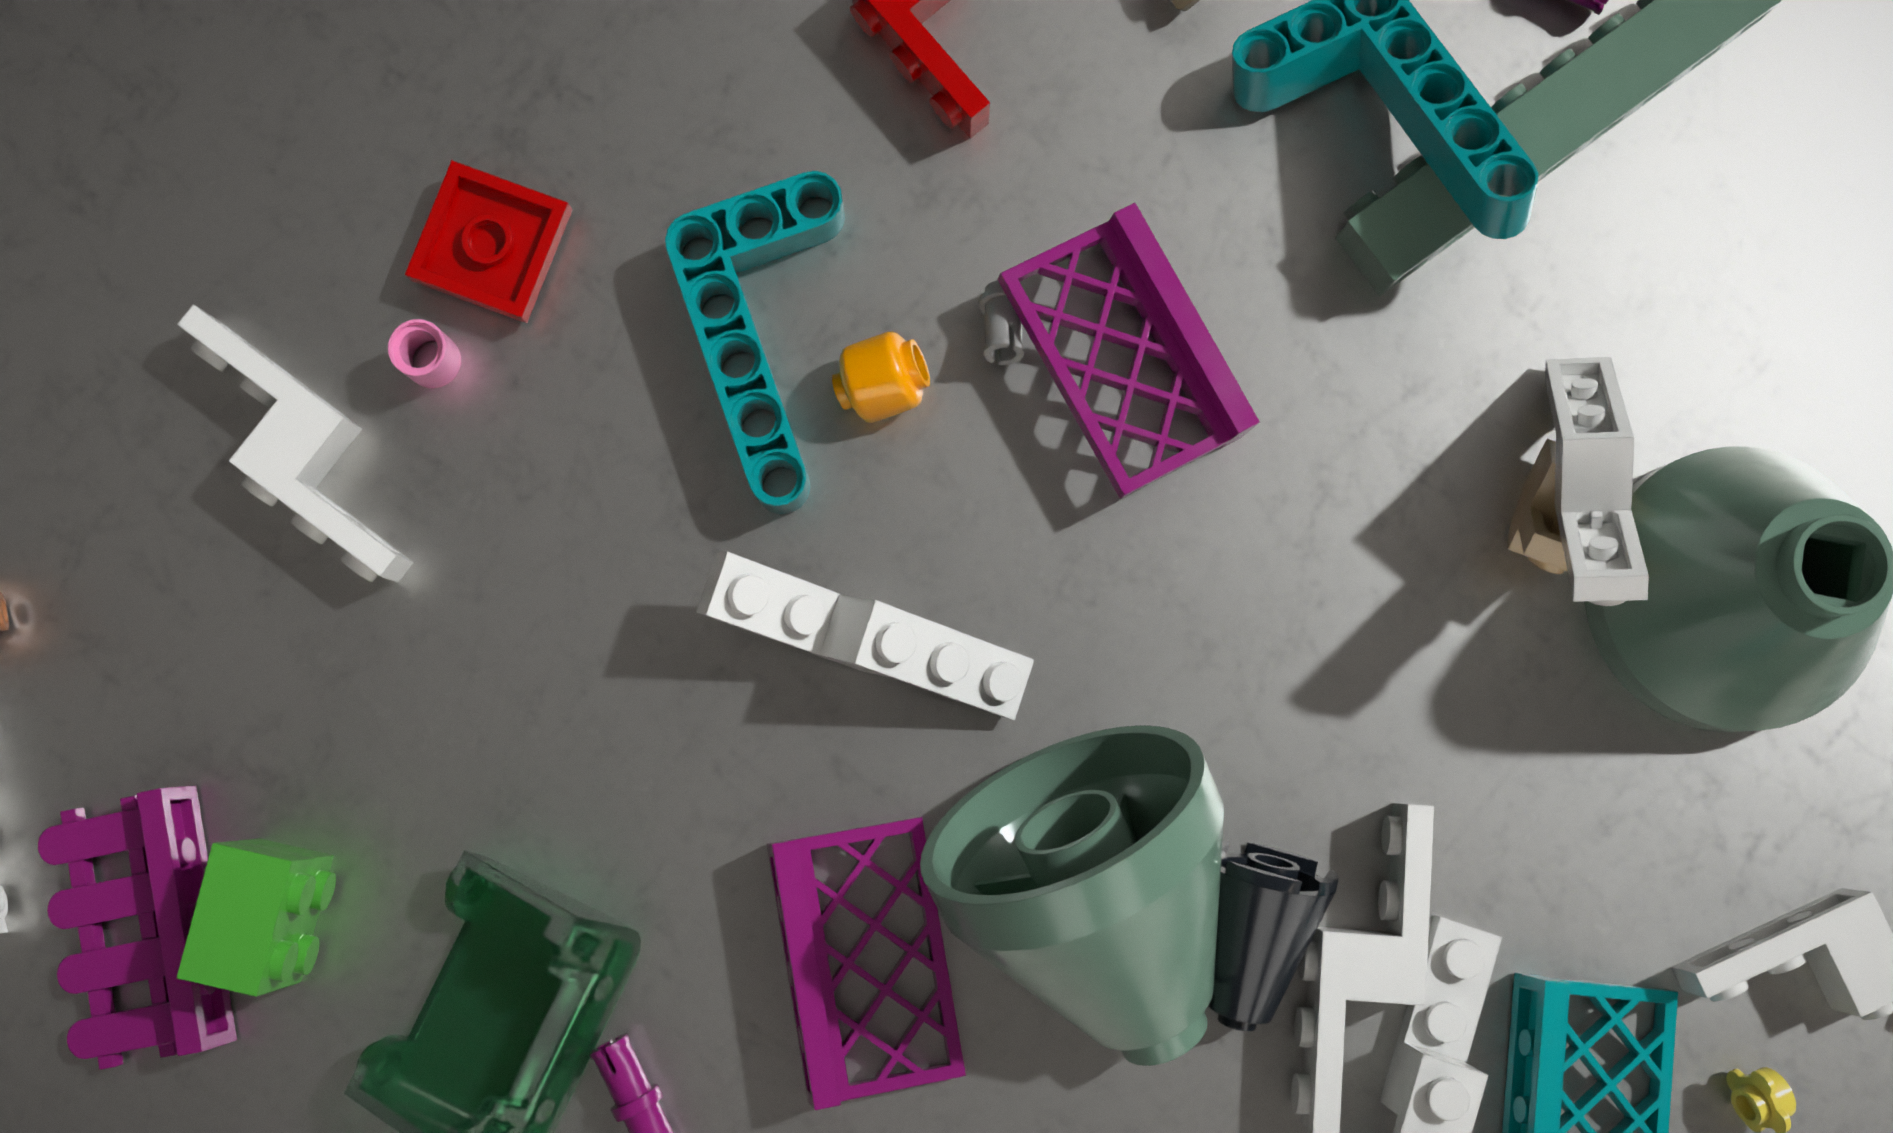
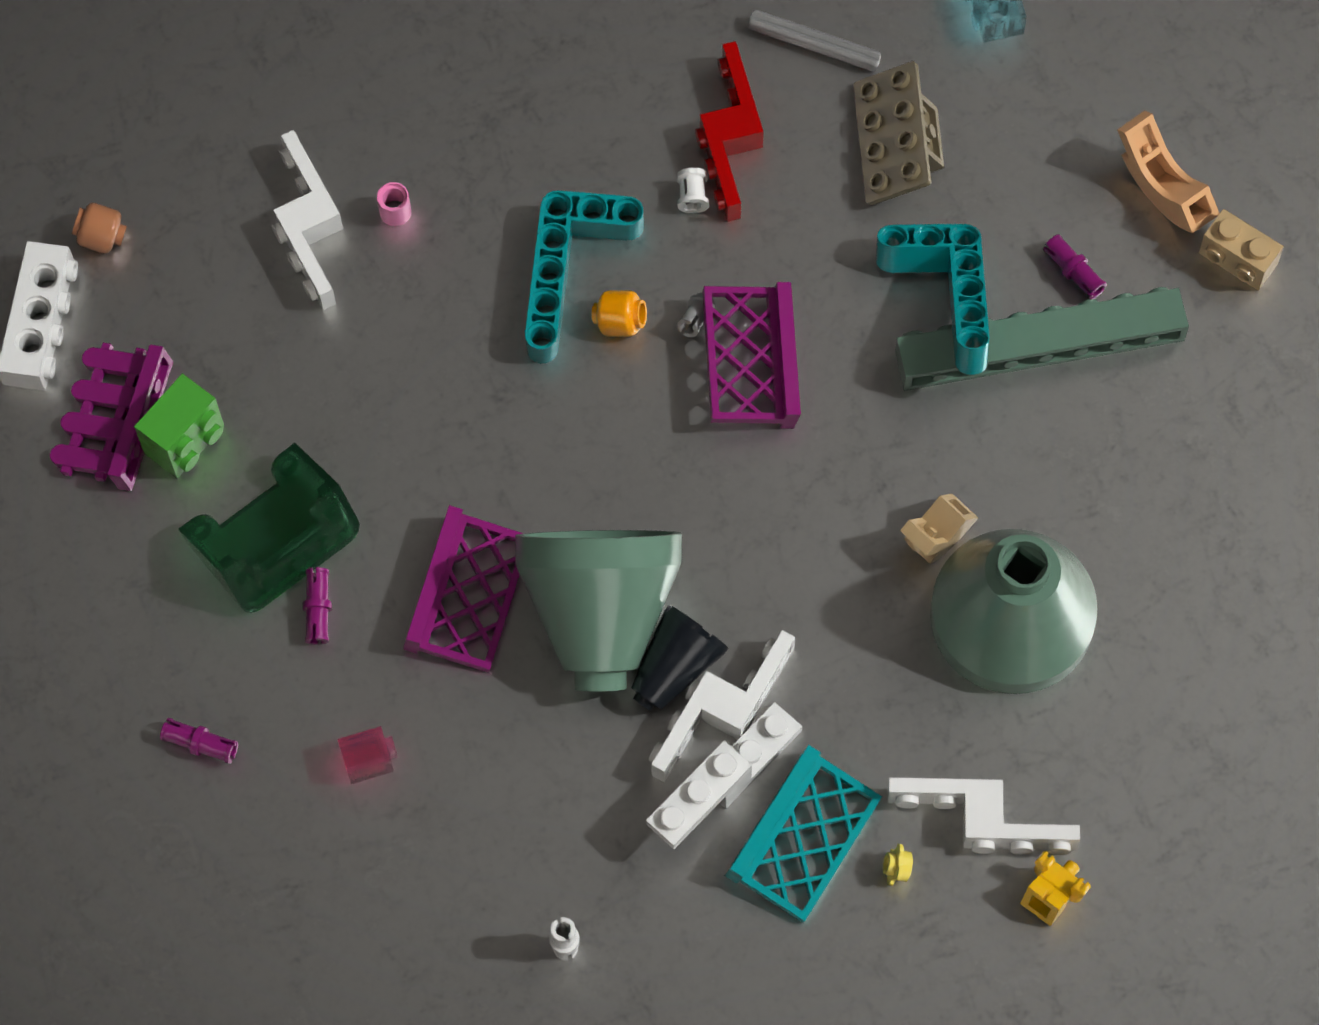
camera: 30 degrees right, 15 degrees down
(489, 241) = (453, 165): red plate -> none
(865, 635) = (548, 430): white bracket -> none
(895, 112) = (692, 188): none -> white bush
(1595, 482) = (949, 503): white bracket -> none

